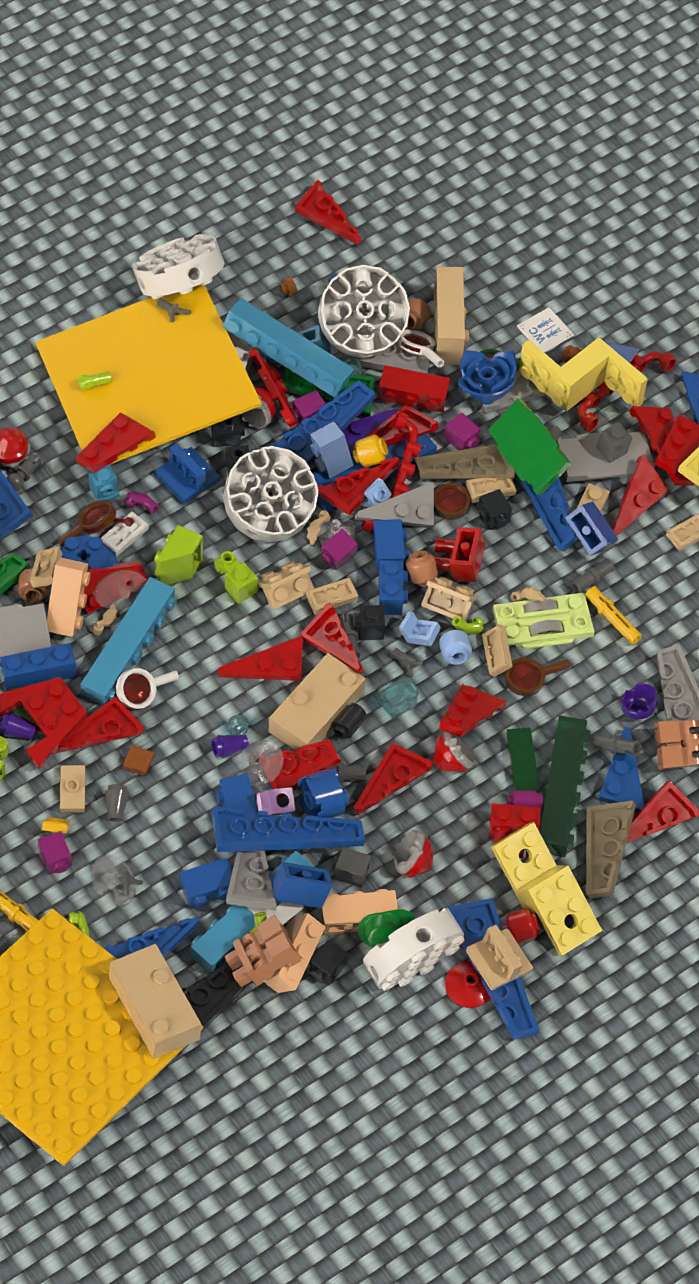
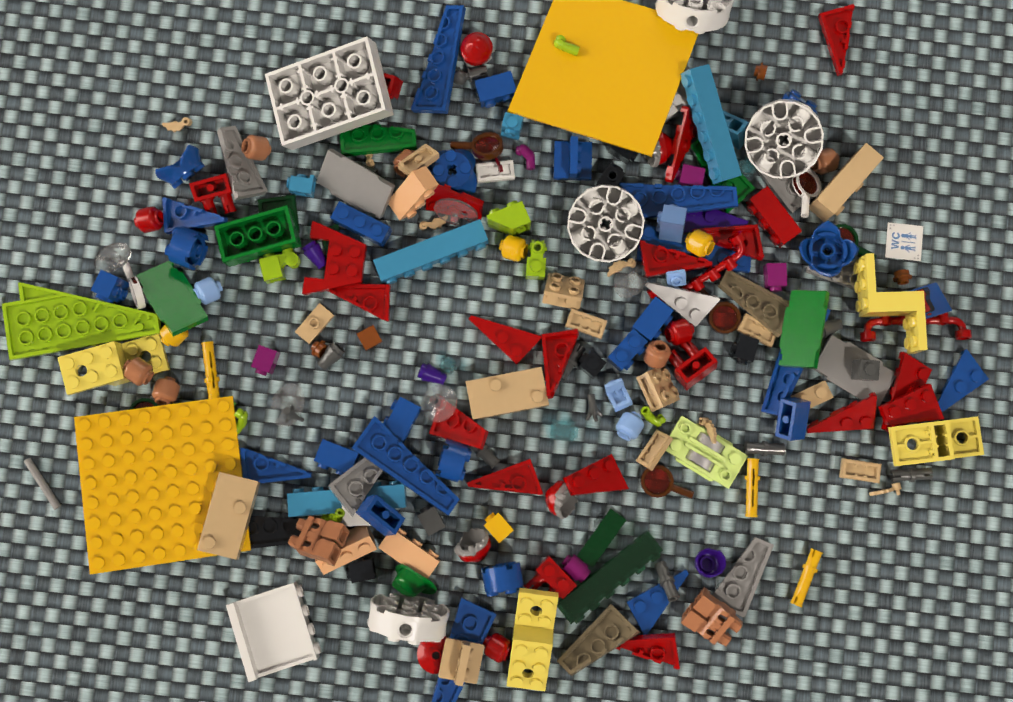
camera: 45 degrees right, 25 degrees up
(55, 825) = (281, 342): yellow tile -> none
(58, 467) = (495, 89): none -> blue brick
(98, 805) = (318, 348): none -> dark orange plate
(115, 439) = (537, 103): red wing -> none
(138, 688) = (408, 290): piece -> none
(171, 308) = (661, 32): dark grey bar -> none
(203, 582) = (513, 248): none -> yellow head
(267, 801) = (419, 435): lavender bracket -> none
(295, 1086) = (273, 631): none -> white panel
(338, 549) = (617, 295): magenta brick -> none
(349, 720) = (517, 420): black brick -> none
(420, 819) = (498, 526): none -> yellow brick
(422, 537) = (679, 331): none -> red head
(467, 857) = (502, 578): none -> blue brick

